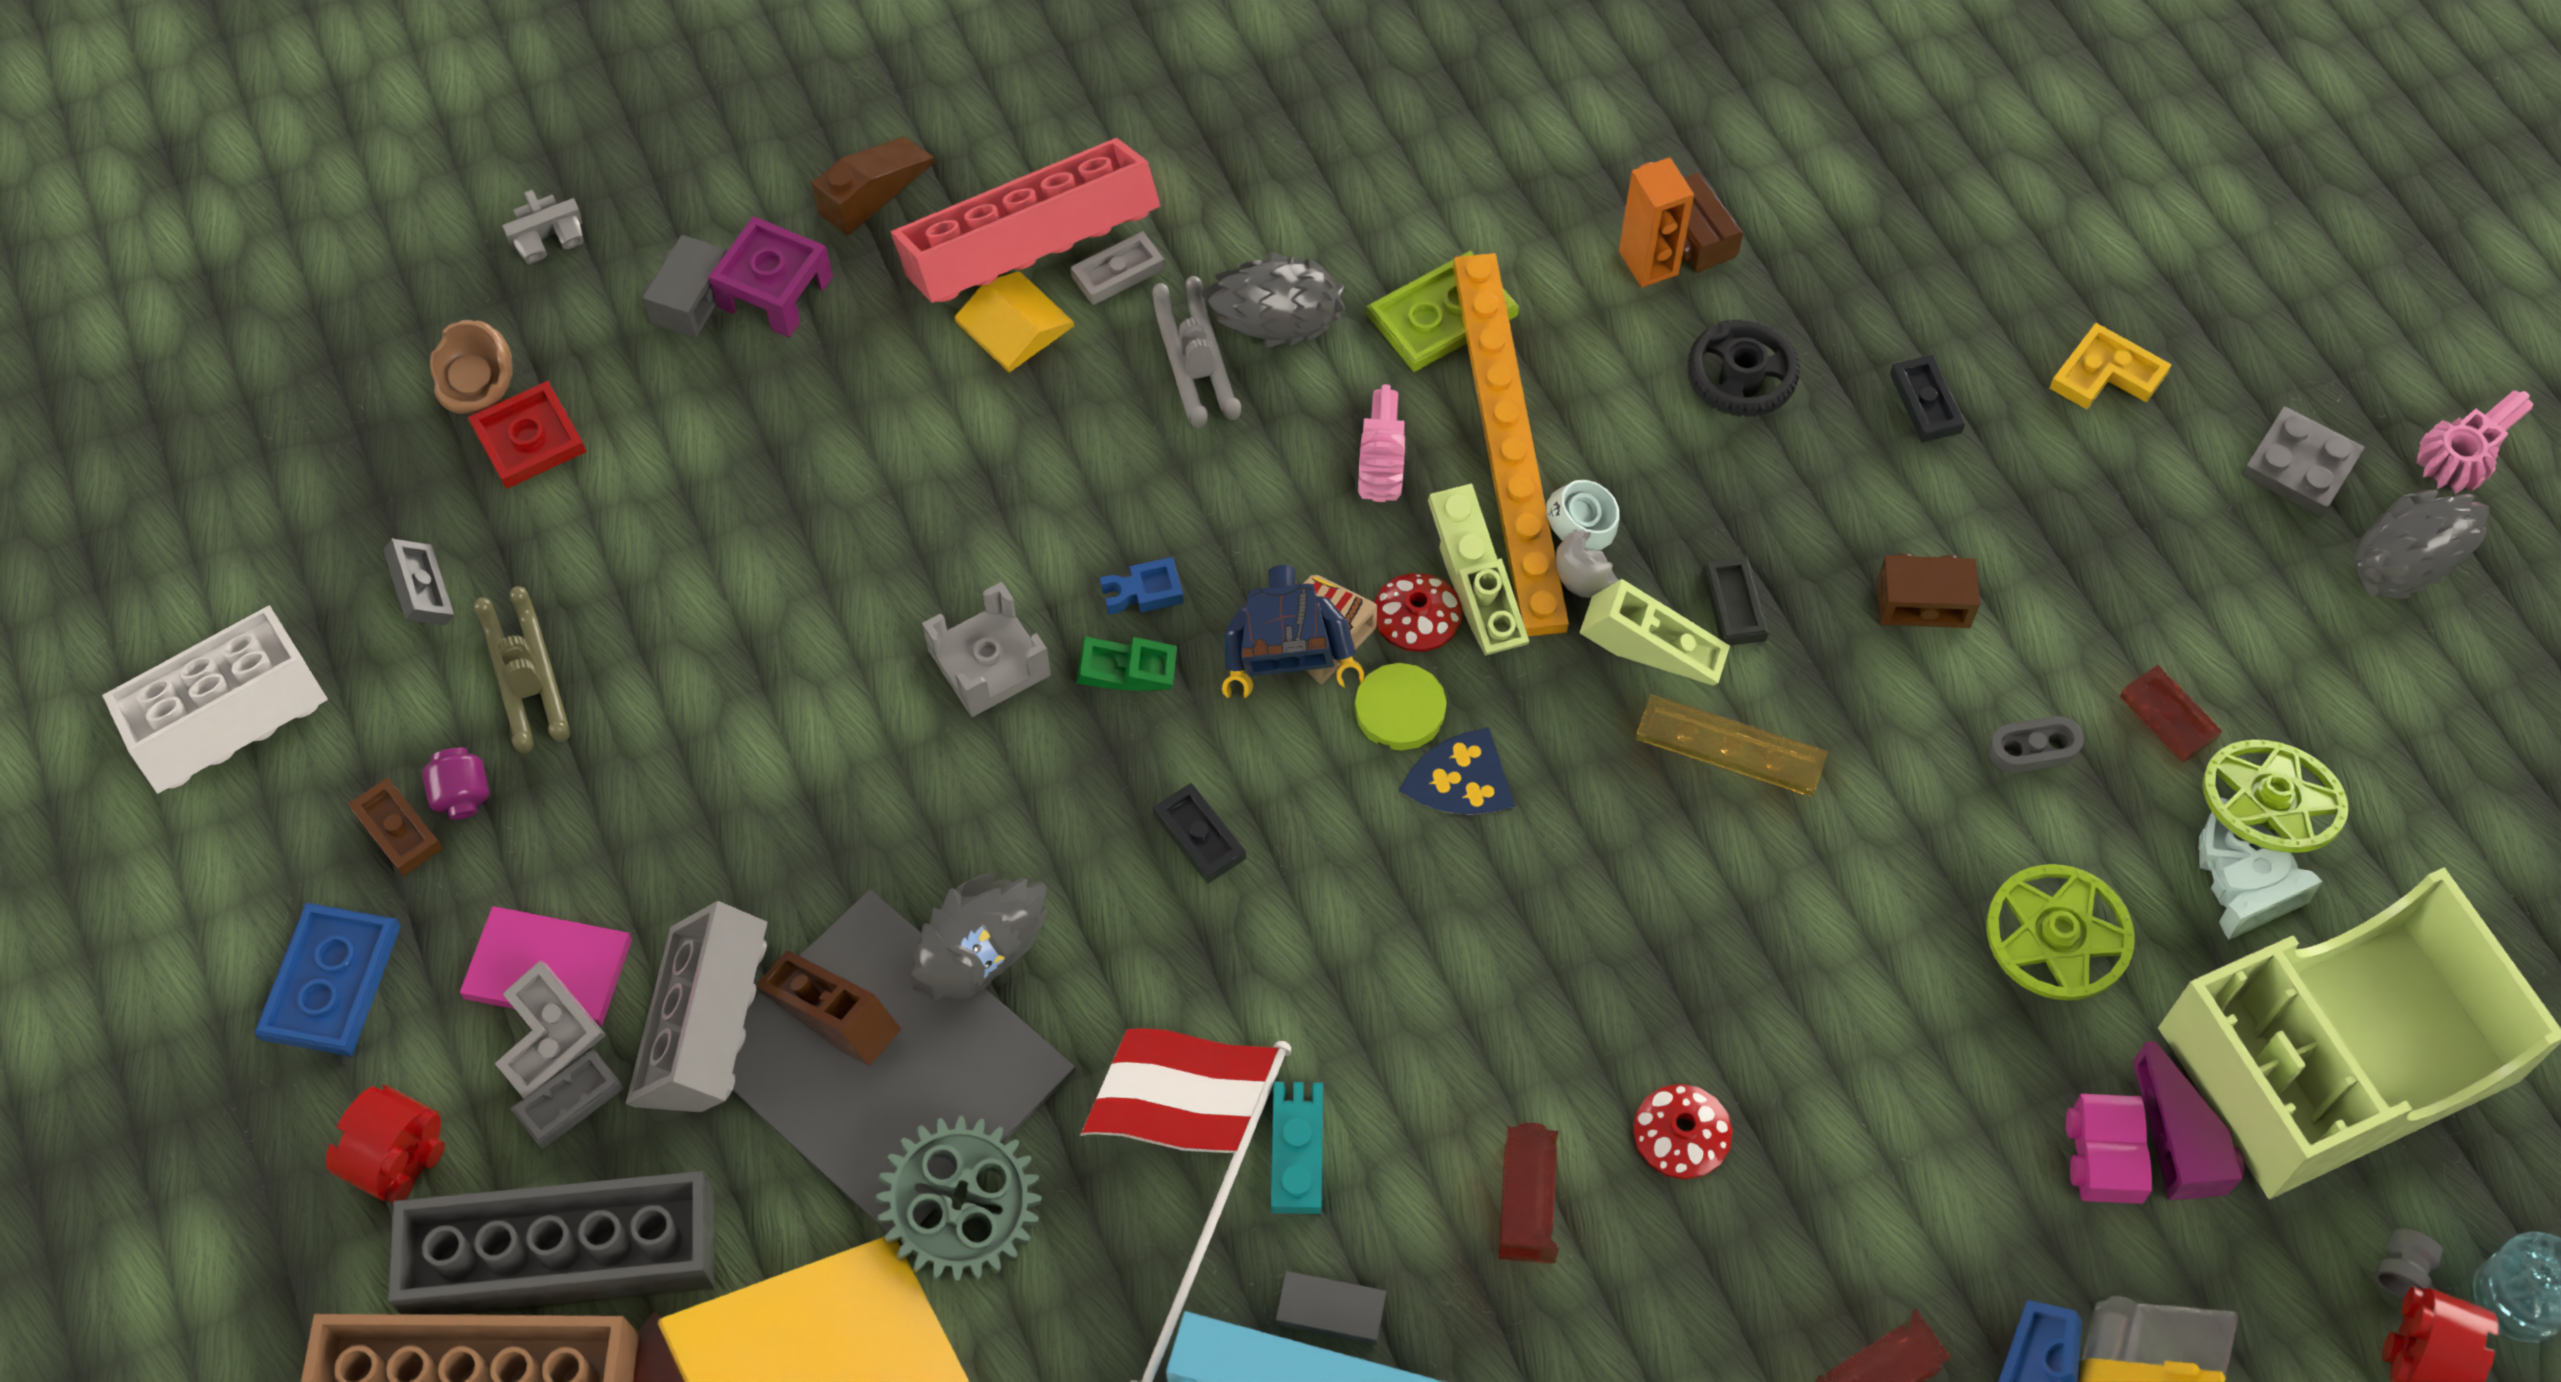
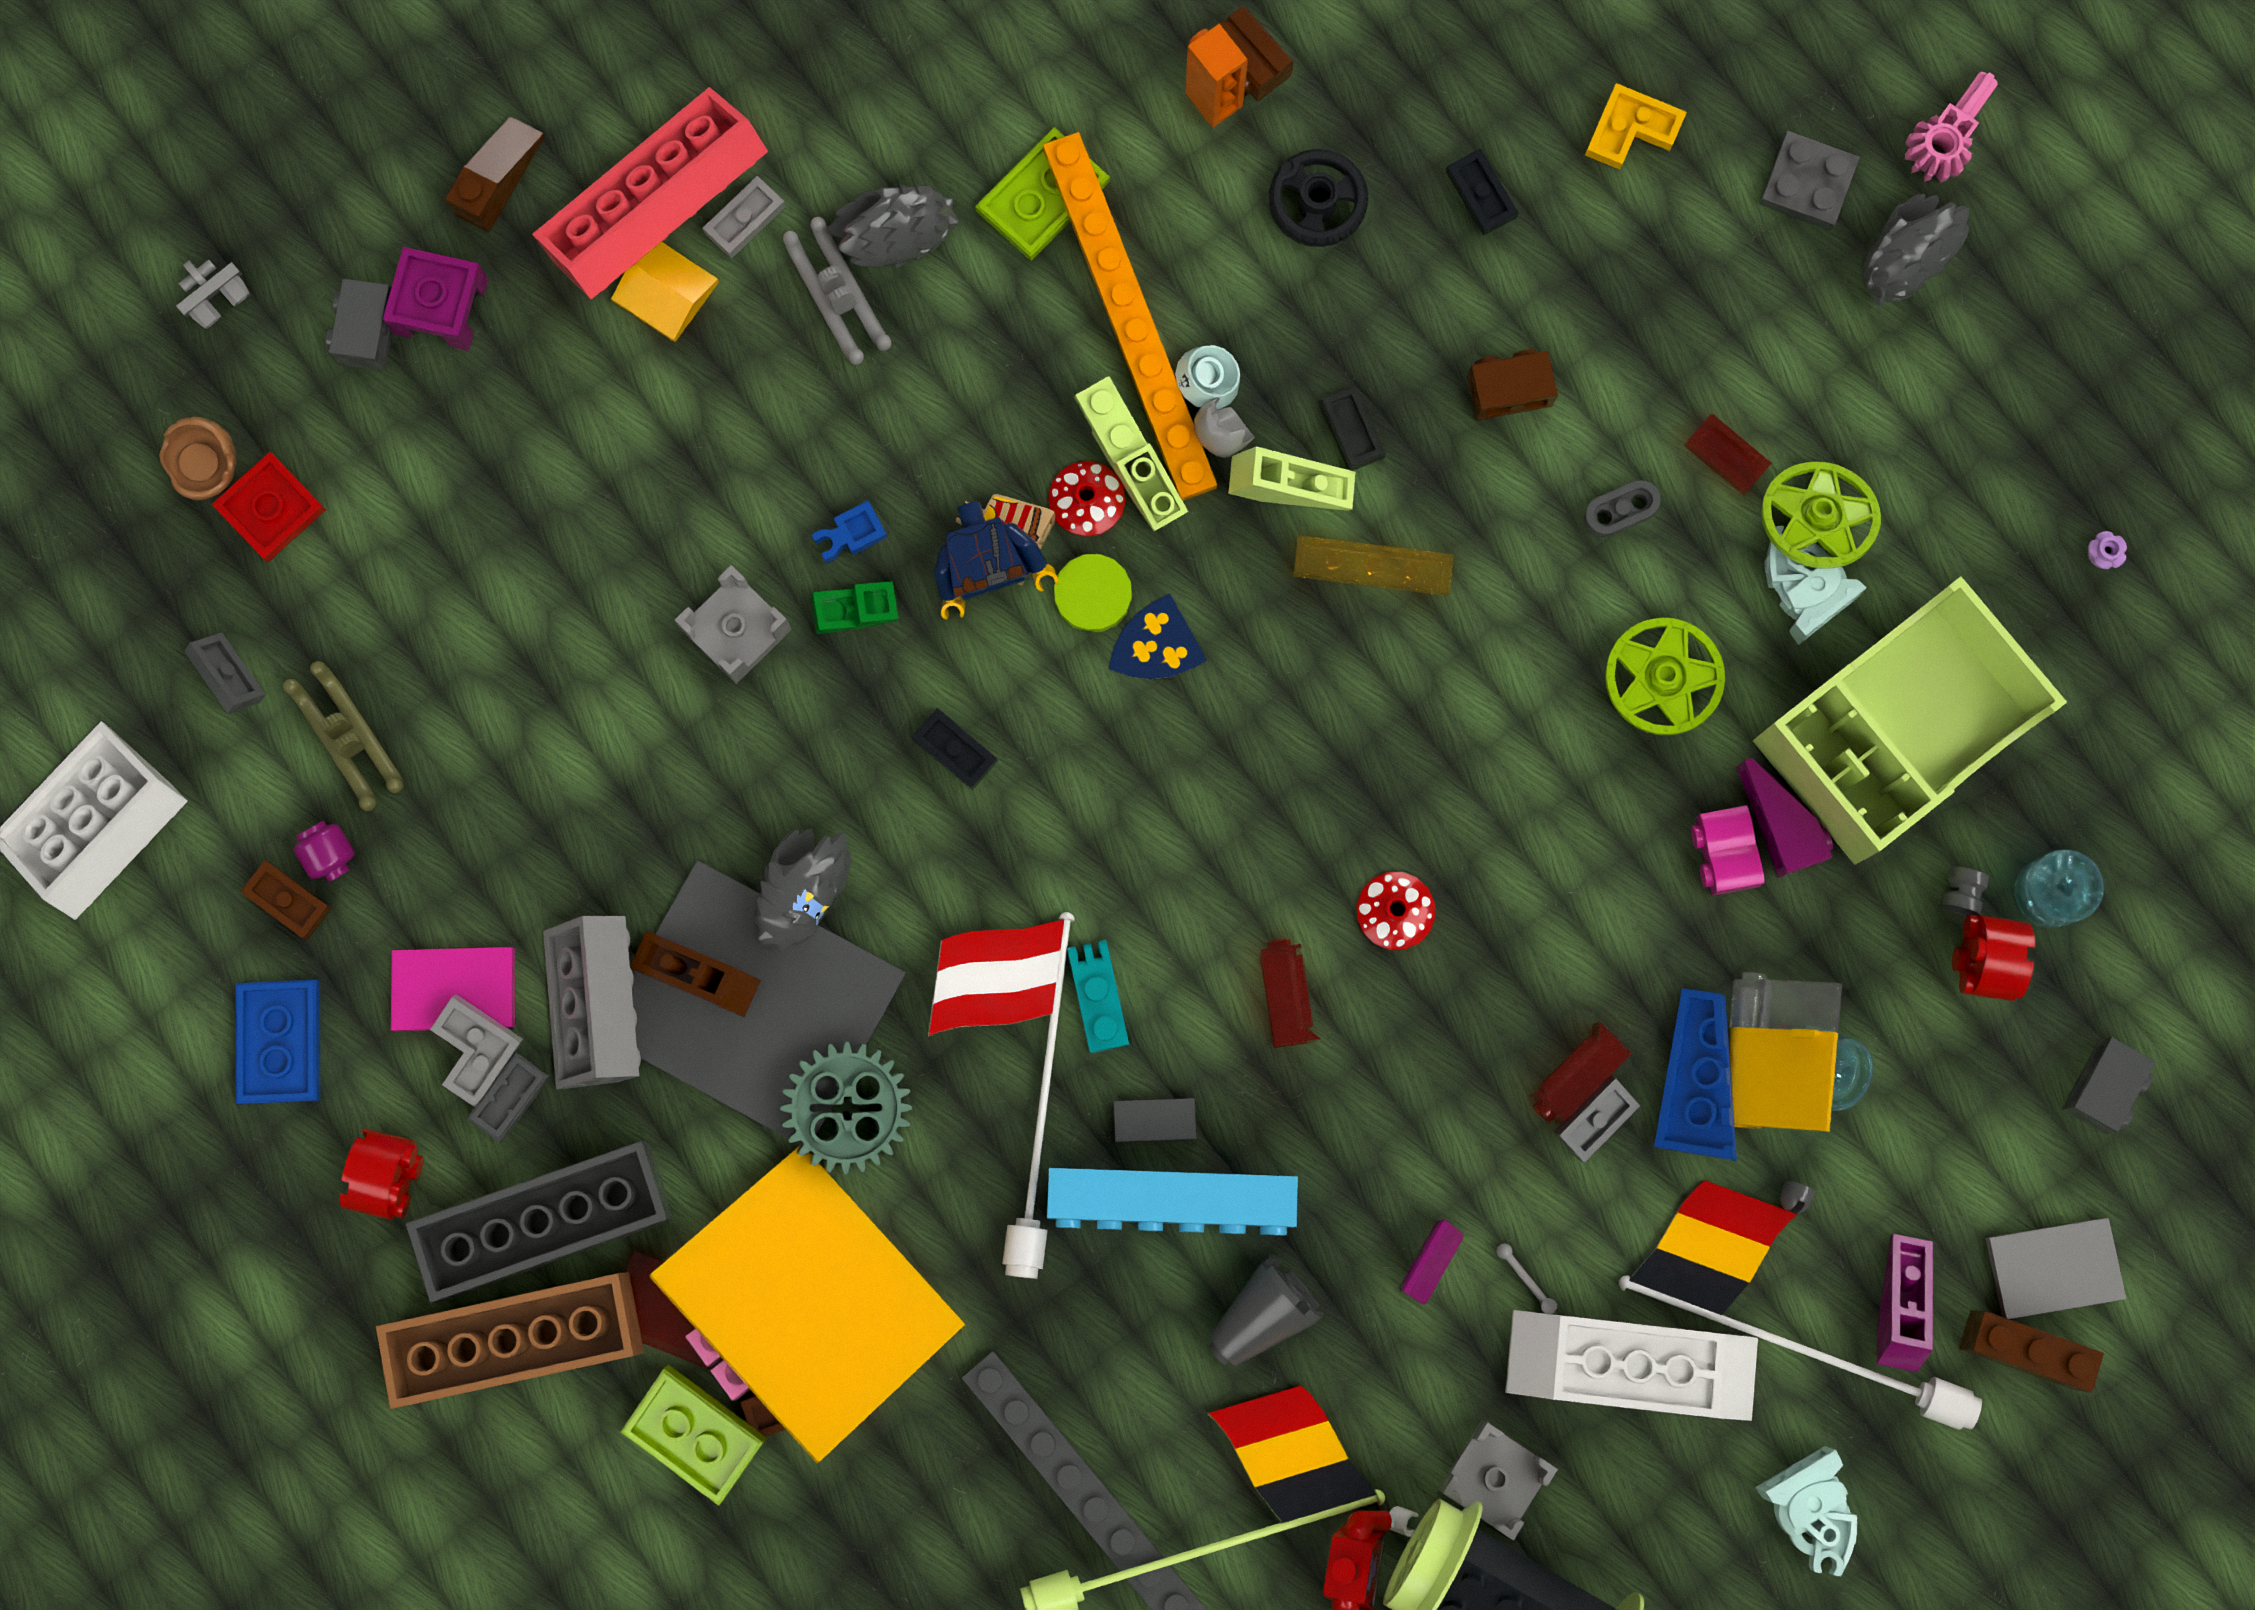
camera: 15 degrees left, 20 degrees up
(1382, 449) = (1022, 351): bright pink gear -> none

